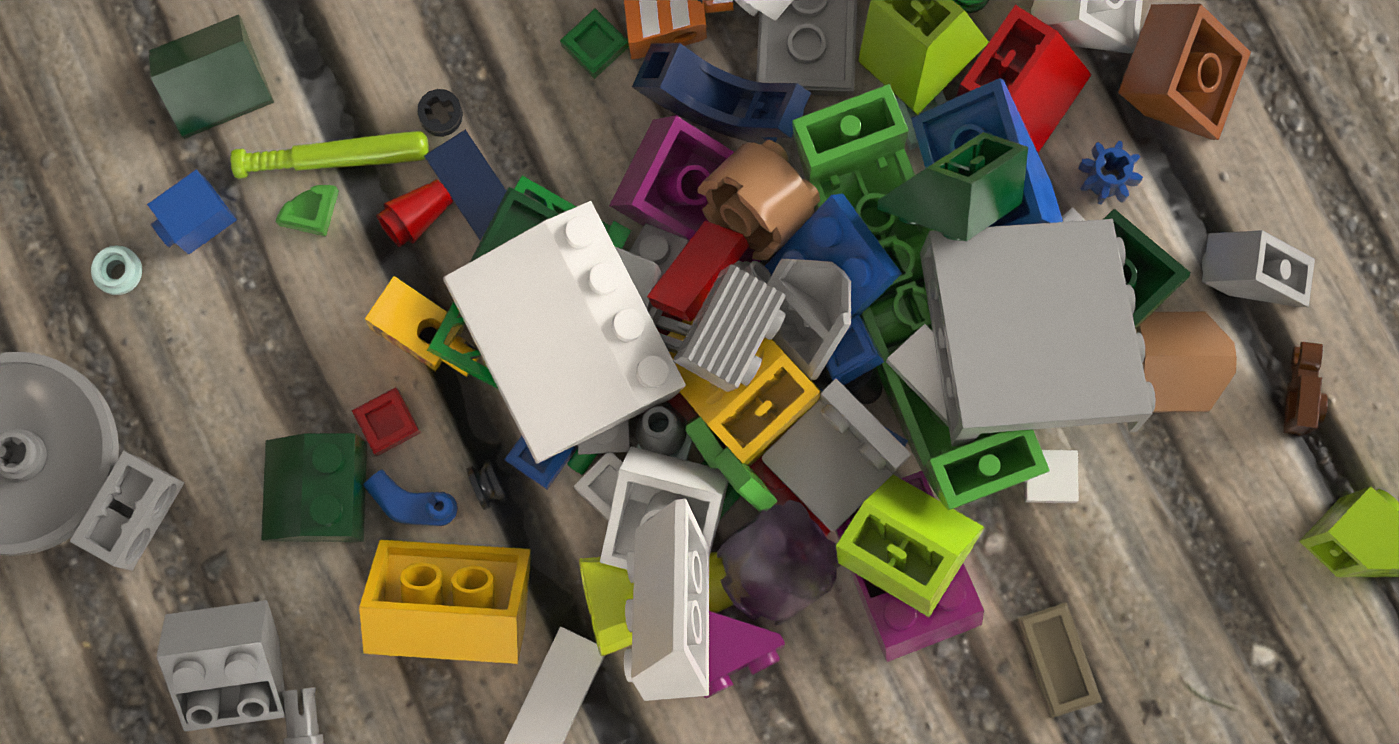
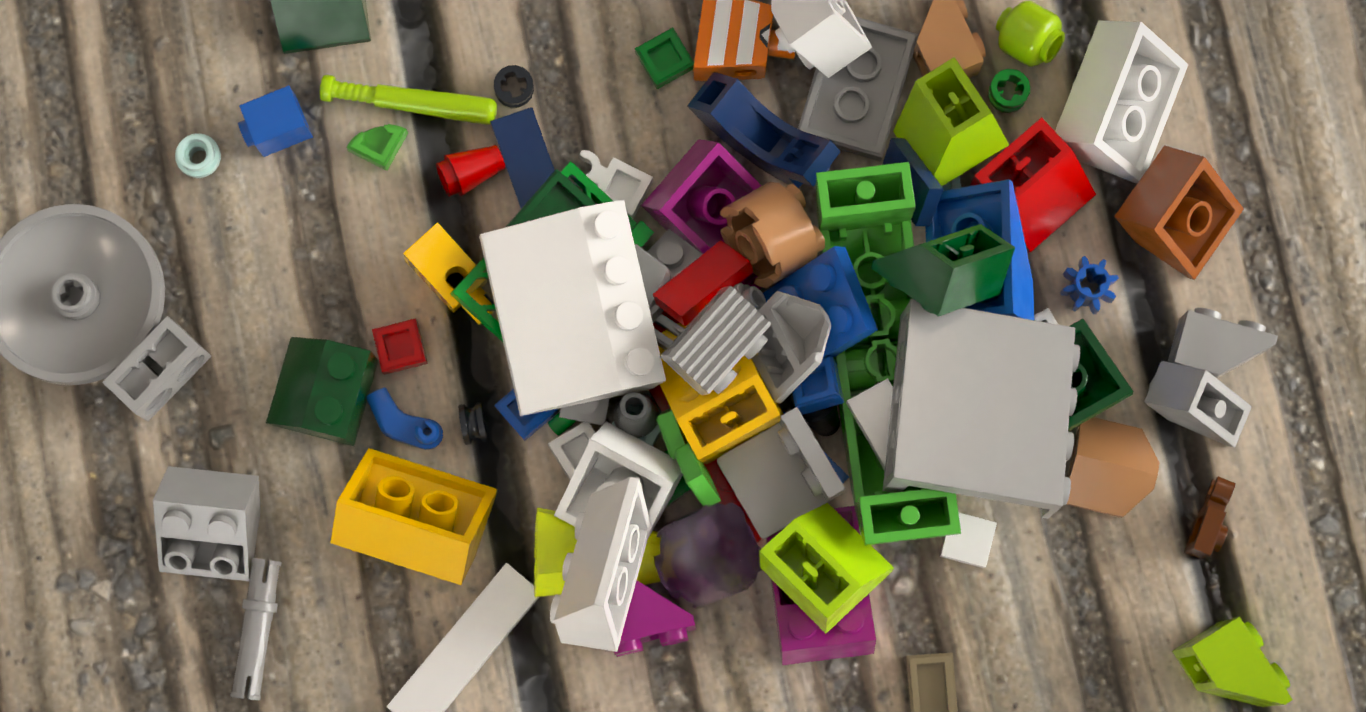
camera: 10 degrees right, 0 degrees up
(578, 184) = (618, 181): none -> white plate
(913, 108) = (925, 186): none -> dark blue tile
(1261, 200) = (1217, 344): none -> light grey slope

